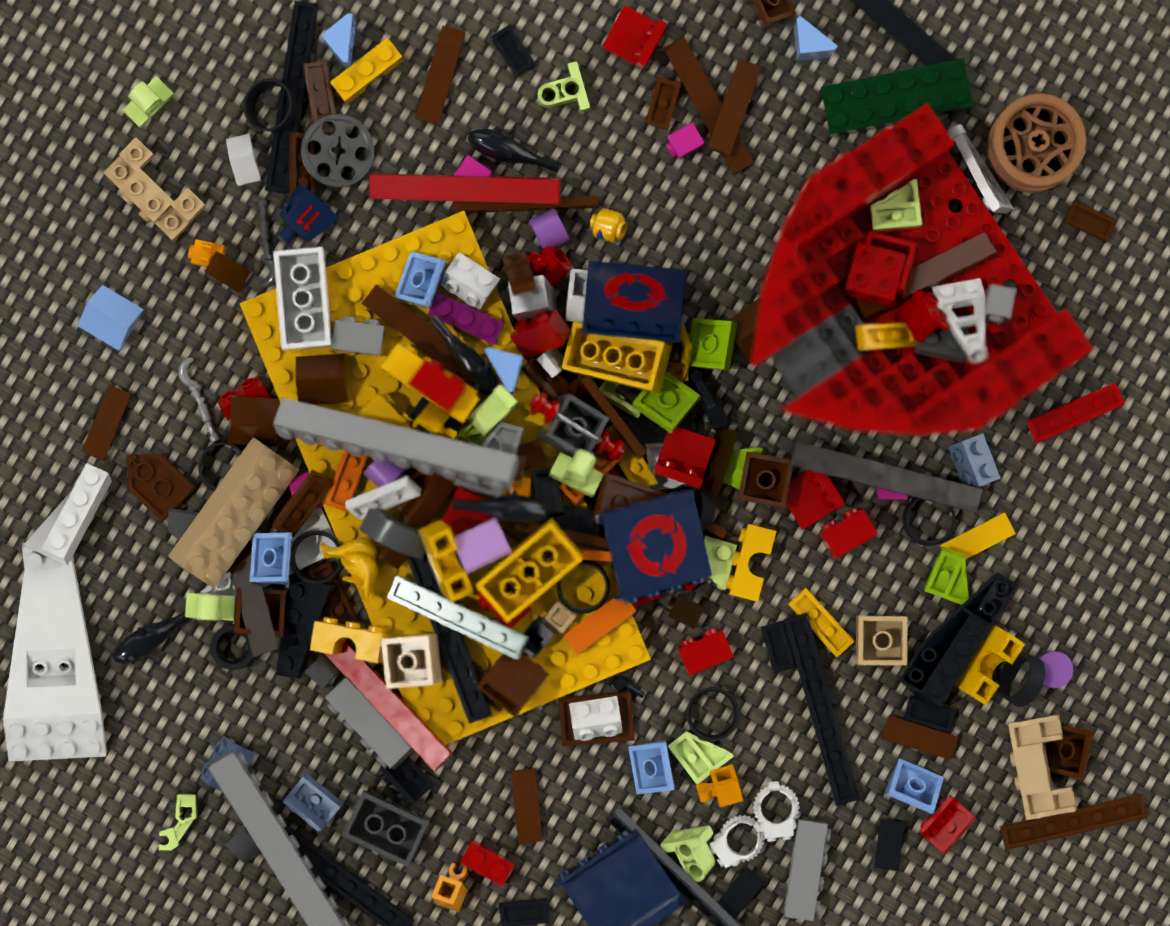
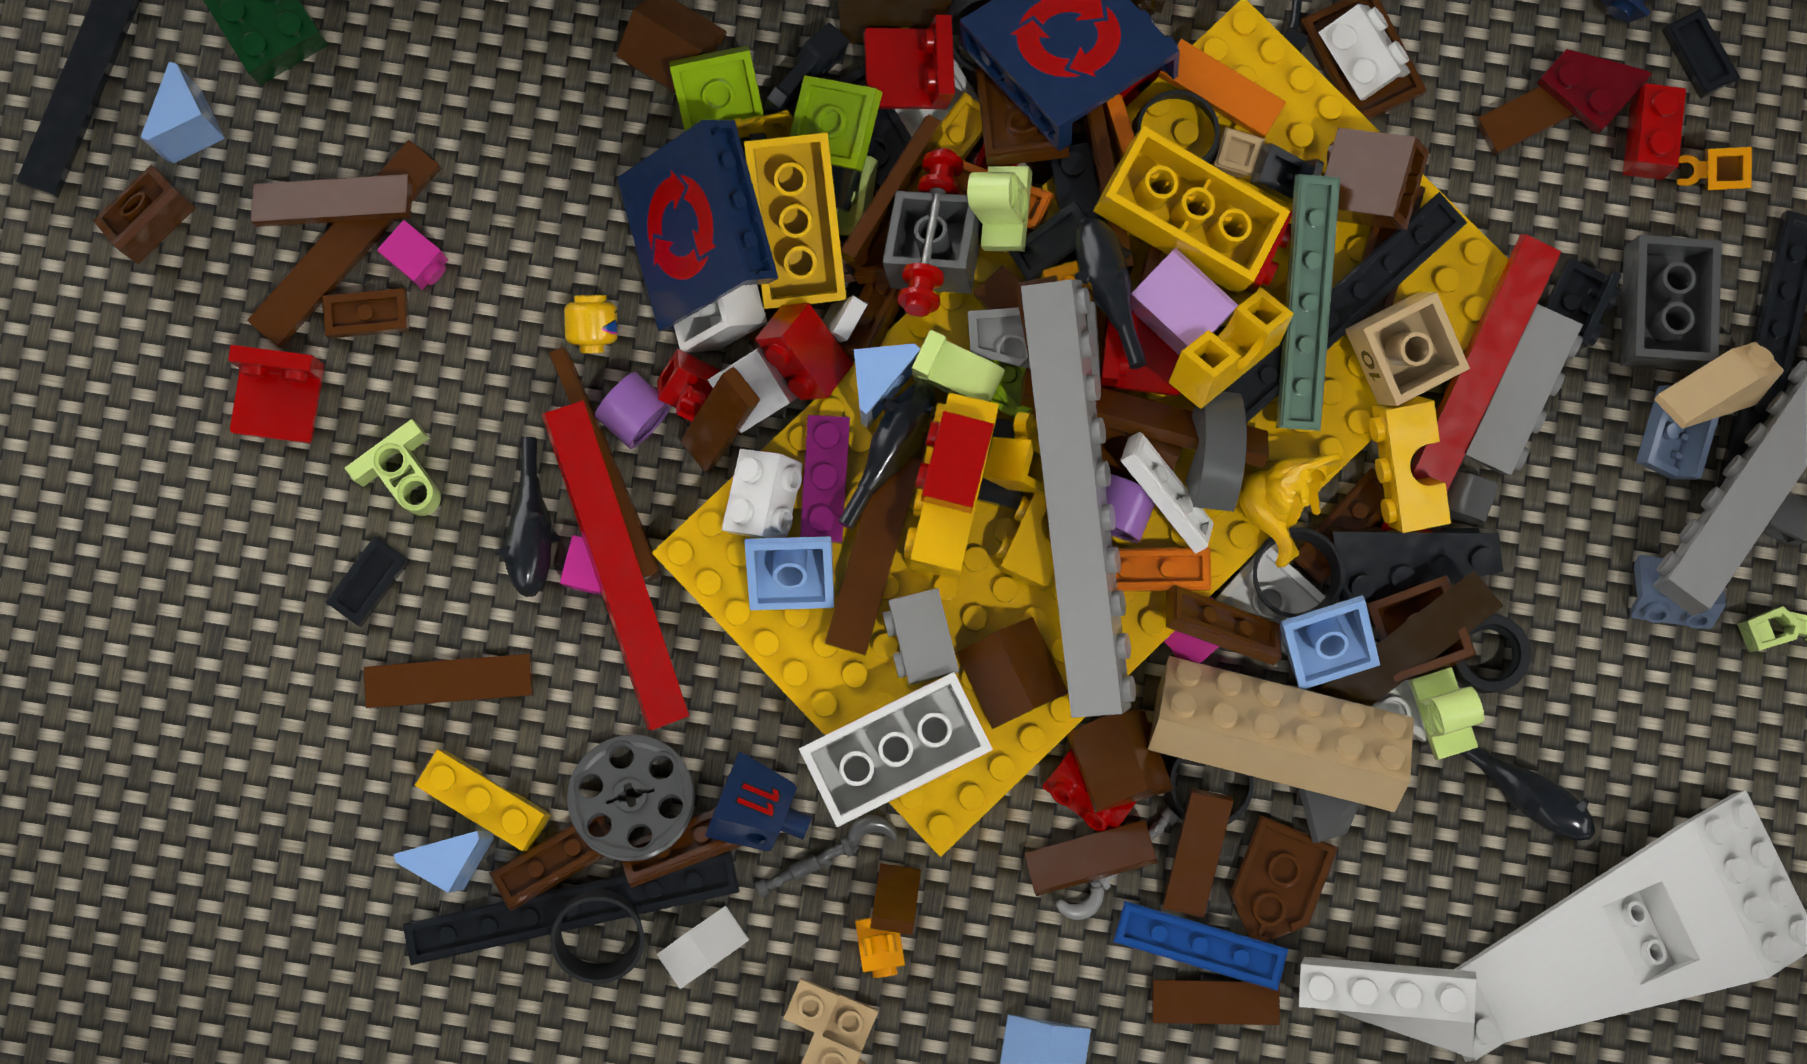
camera: 110 degrees left, 5 degrees down
(139, 426) = (1201, 945): none -> blue tile
(188, 443) = (1197, 852): none -> reddish brown tile
(208, 385) = (1090, 857): none -> reddish brown tile
(326, 830) = (1722, 386): none -> tan slope
(526, 839) = (1592, 86): none -> dark red wing

